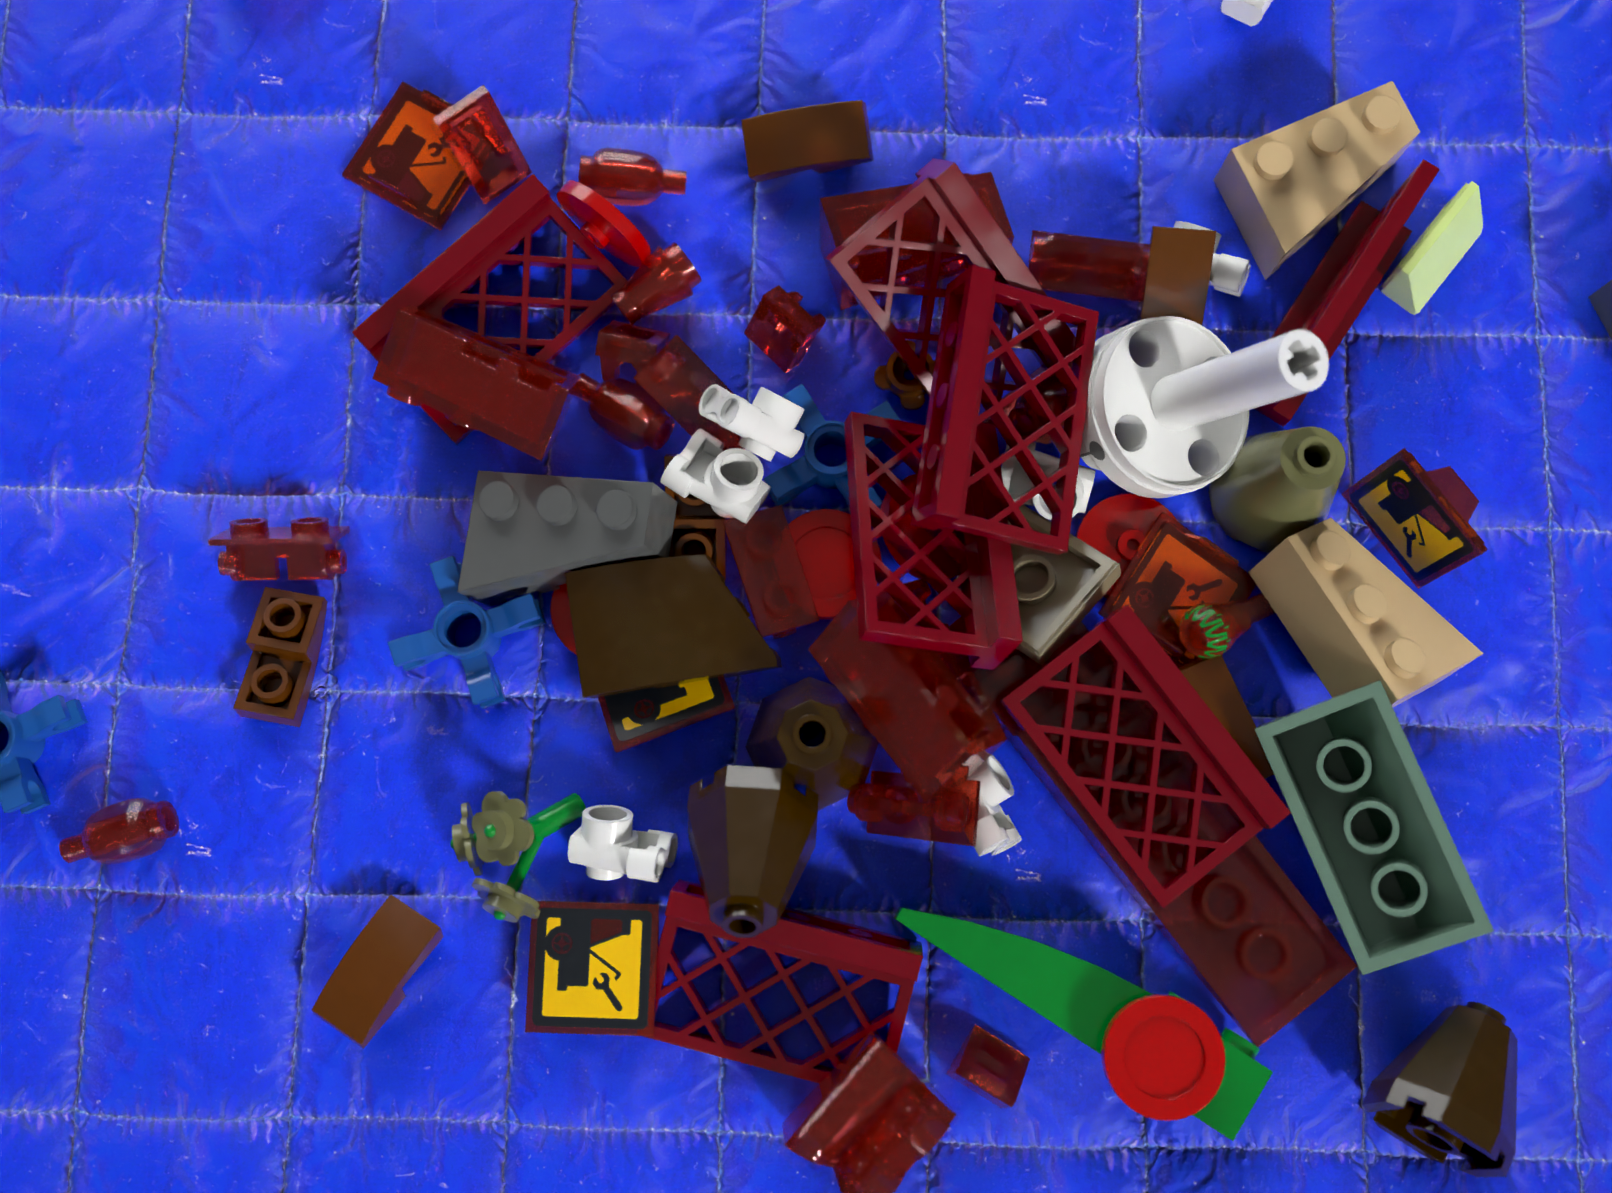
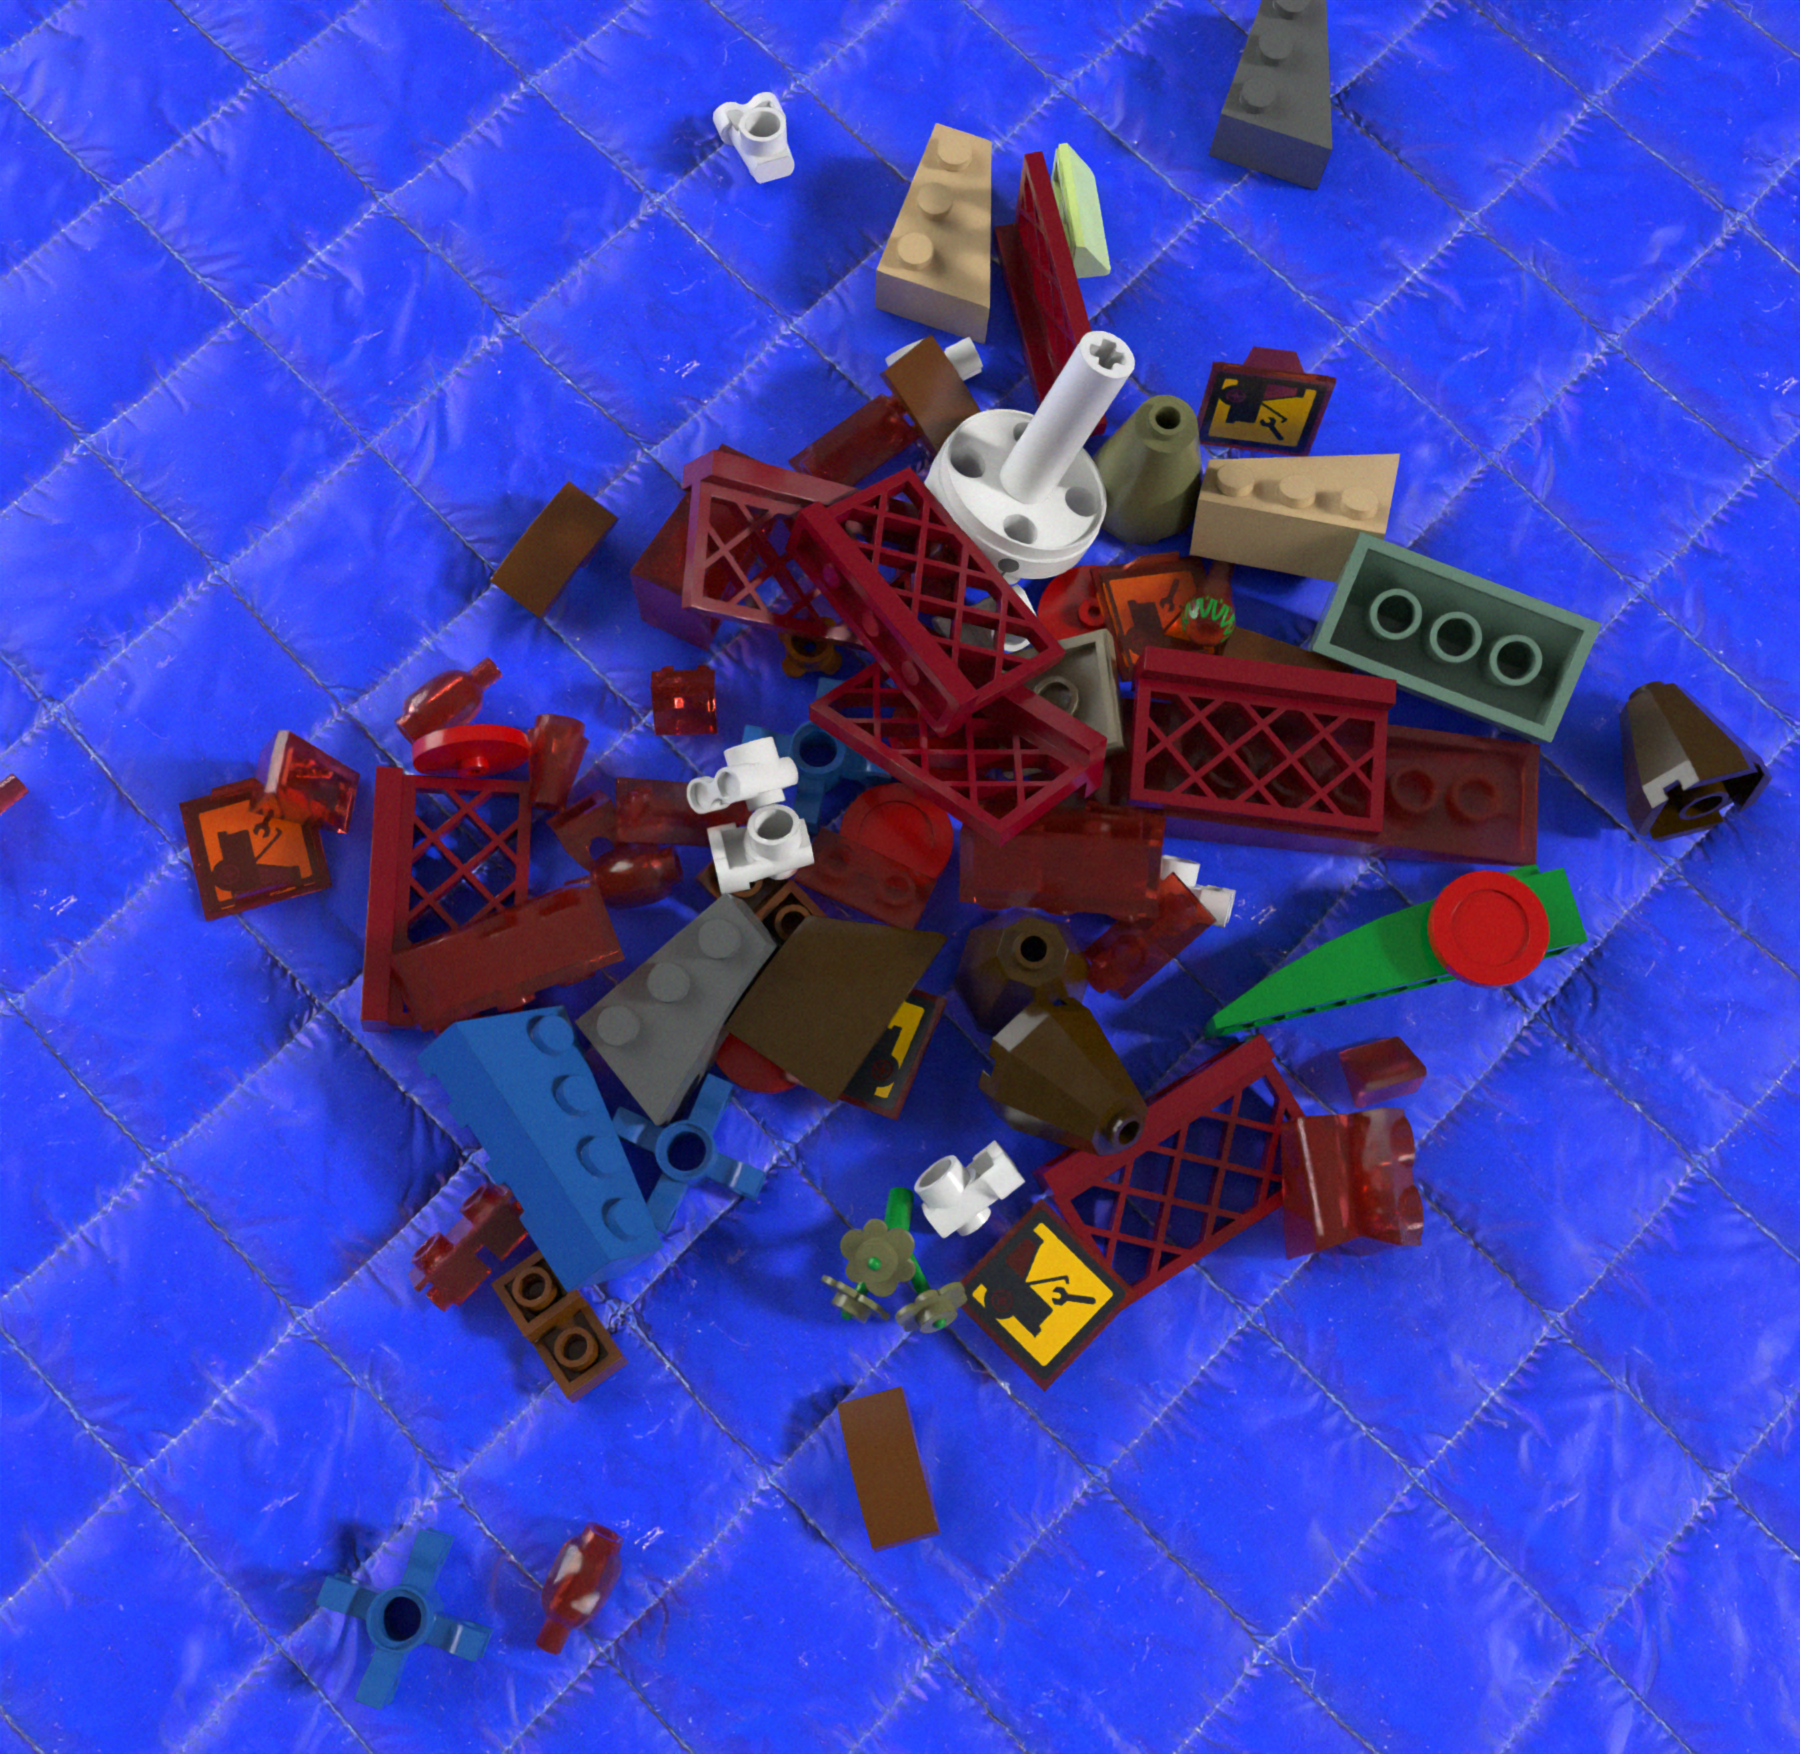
camera: 55 degrees left, 5 degrees down
(385, 528) = (547, 1139): none -> blue wedge

